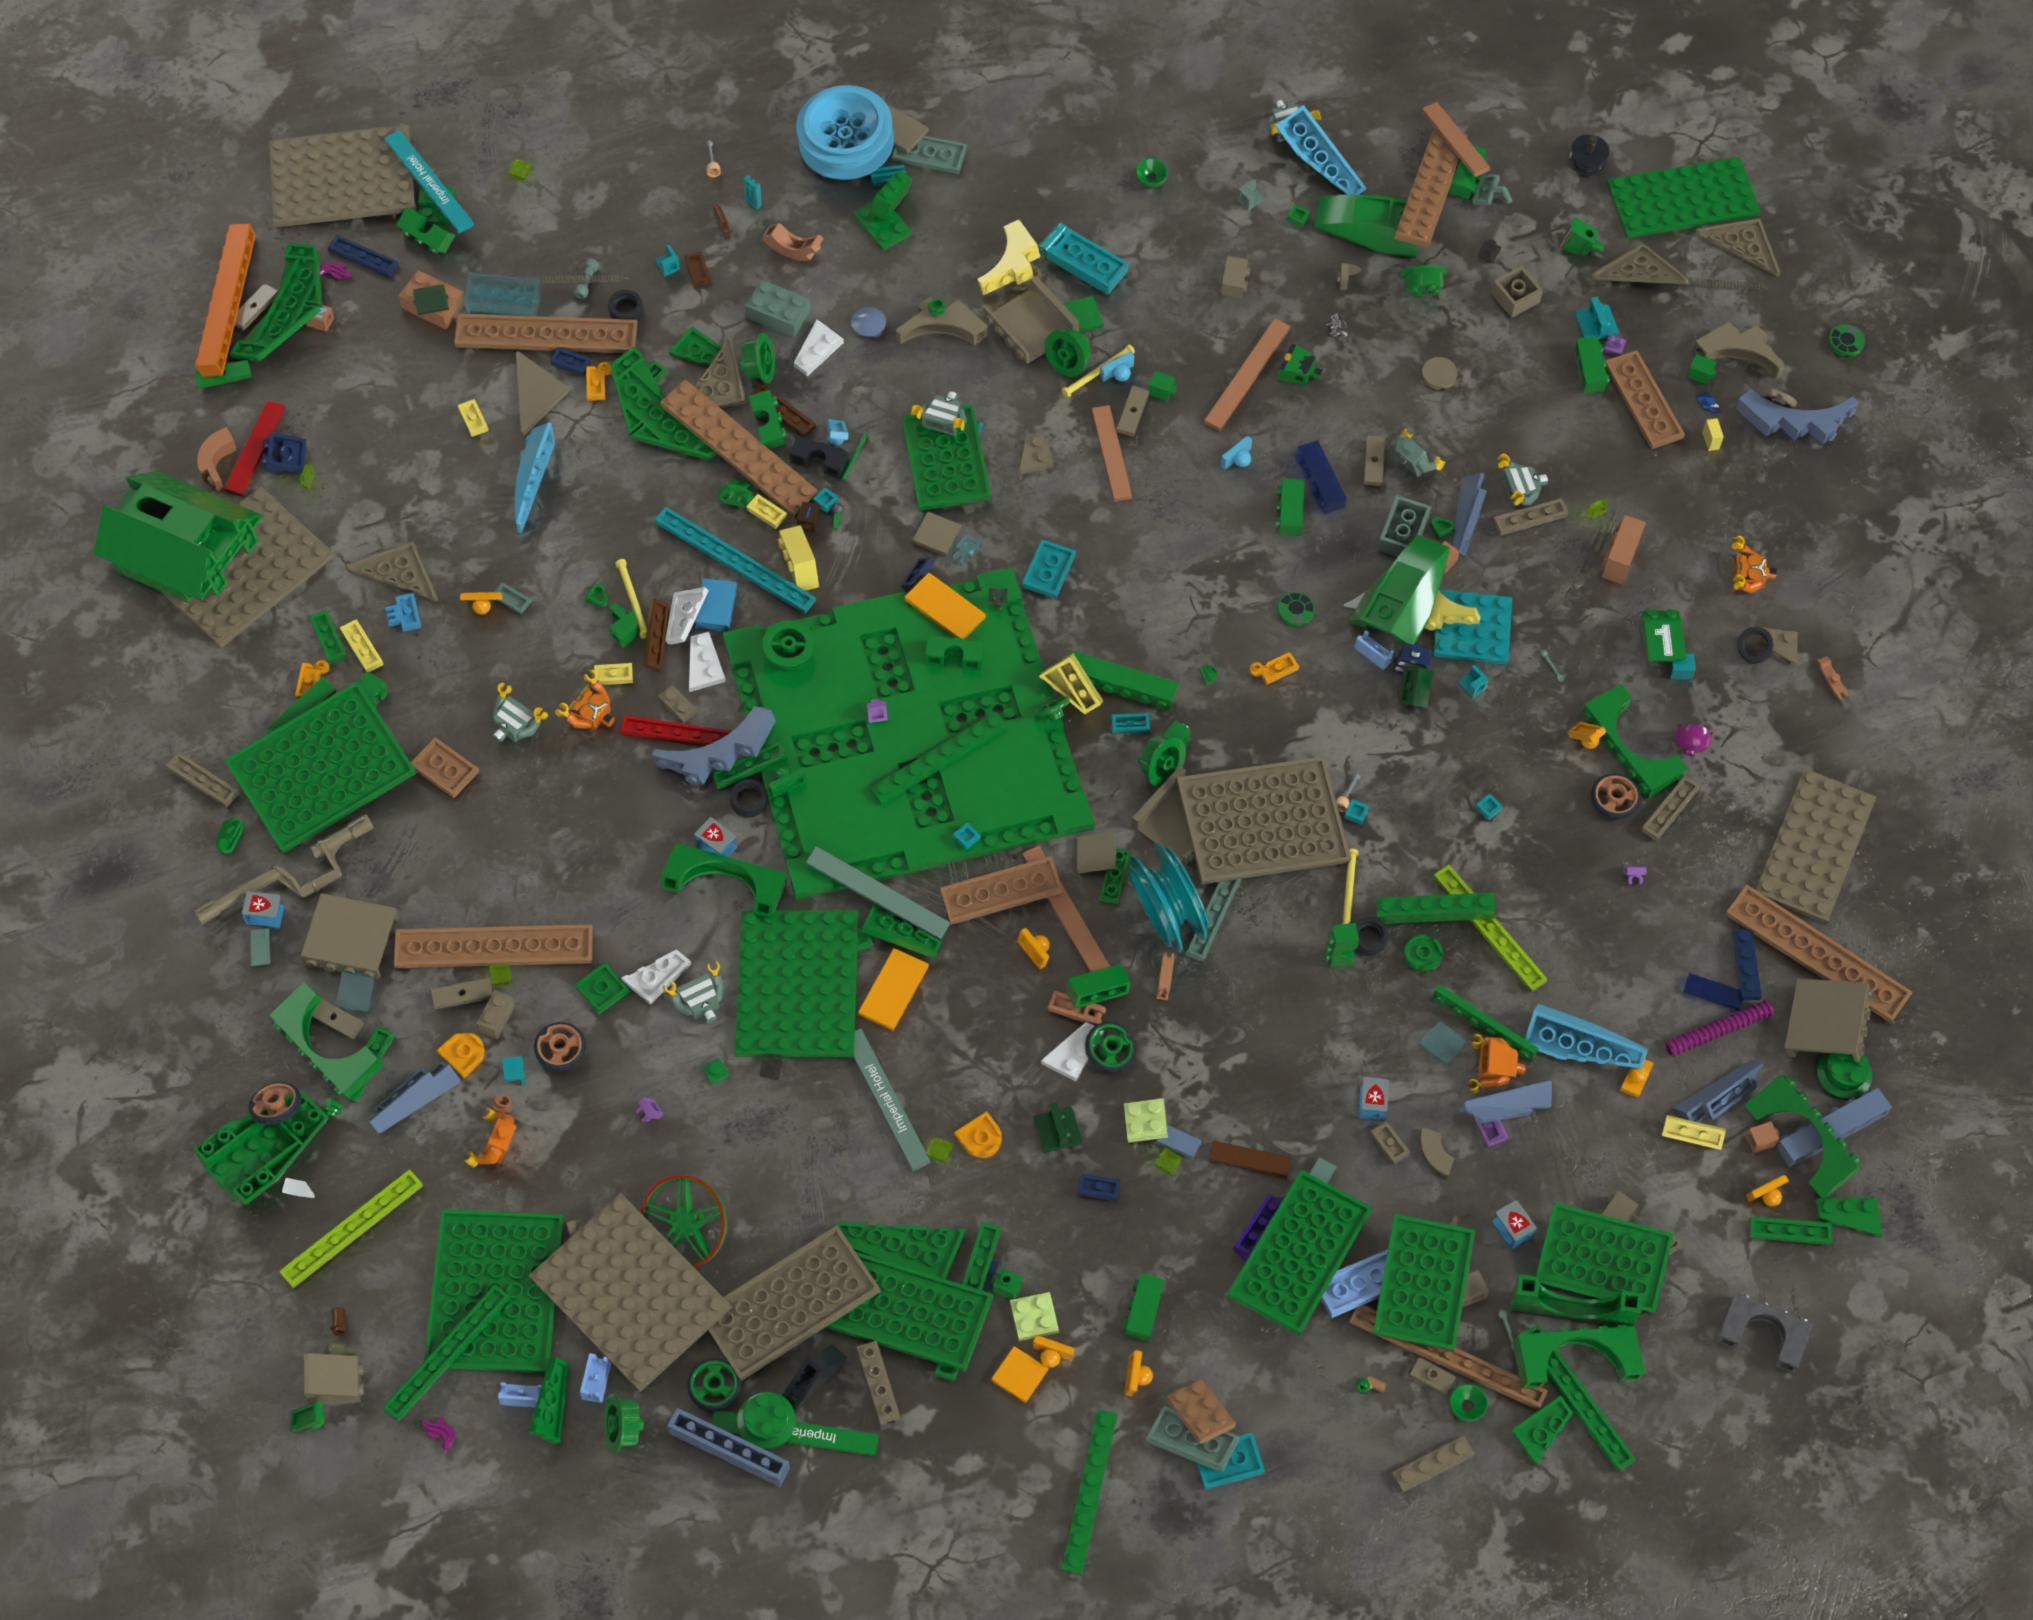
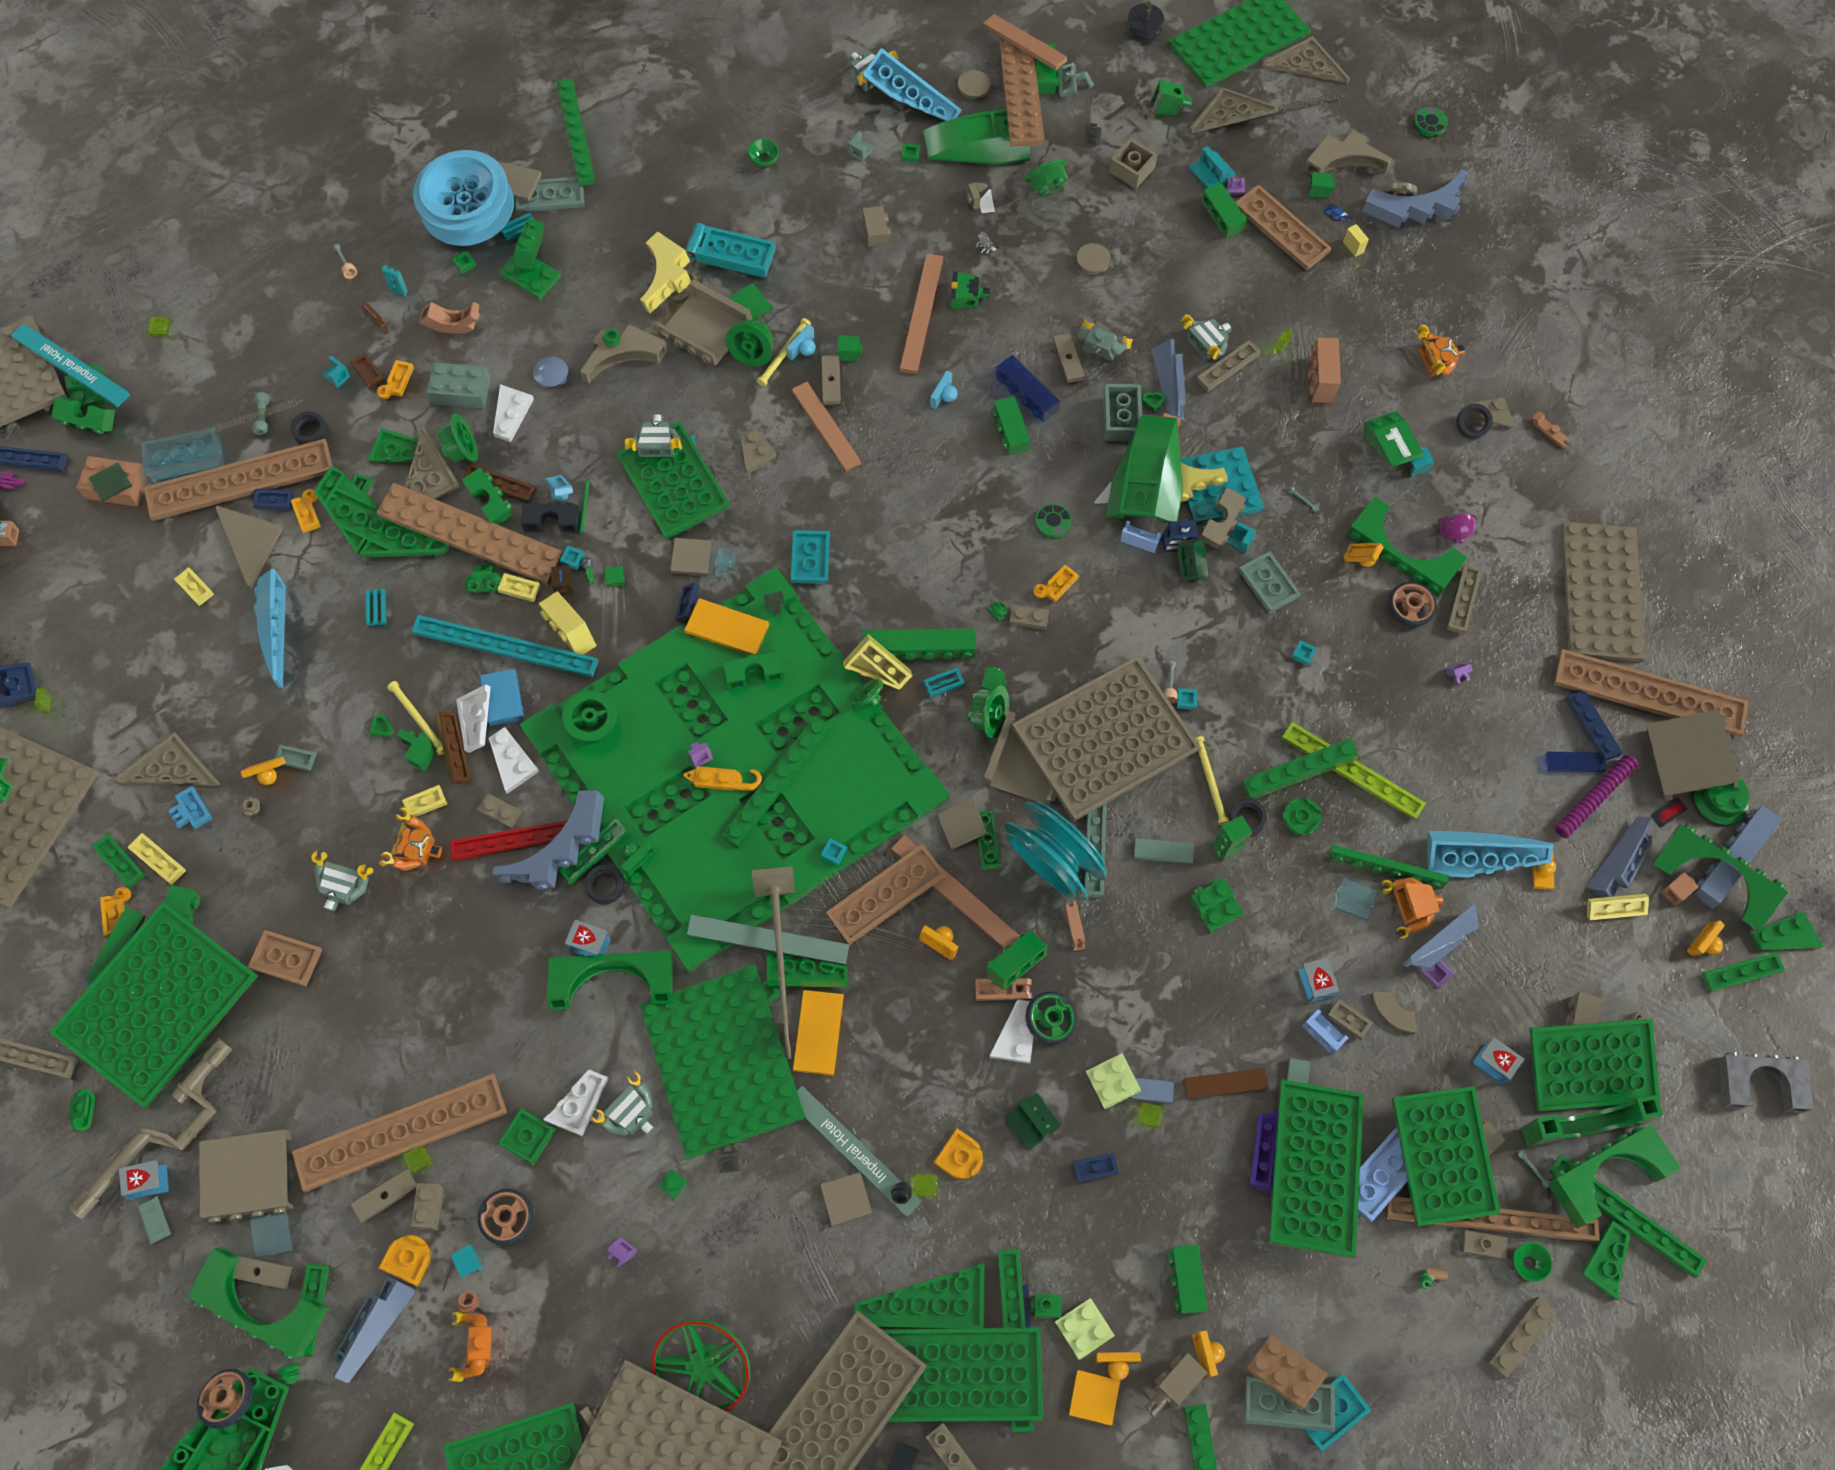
camera: 20 degrees left, 5 degrees up
(458, 632) = (253, 810): none -> dark tan plate
(634, 475) = (375, 593): none -> teal tile
(722, 286) = (397, 380): none -> light orange hinge
(824, 193) = (463, 262): none -> green tile
(859, 529) = (614, 576): none -> green tile
(863, 1136) = (846, 1199): none -> dark tan tile
(888, 740) = (721, 779): none -> light orange plate
(899, 843) = (772, 883): none -> dark tan piece
(914, 1145) = (901, 1192): none -> black plate
(976, 99) = (576, 132): none -> green plate
(1097, 1383) = (1176, 1383): none -> dark tan brick
(1236, 689) = (1029, 617): none -> dark tan plate
(1277, 940) = (1163, 851): none -> sand green tile
(1306, 1002) = (1216, 904): none -> green plate
(1355, 287) = (986, 203): none -> white sticker
(1361, 1146) = (1324, 1032): none -> light blue hinge
(1389, 167) = (974, 84): none -> dark tan tile
(1473, 646) = (1230, 505): none -> dark tan arch
(1483, 731) = (1269, 582): none -> sand green plate
(1787, 1067) = (1669, 812): none -> sticker

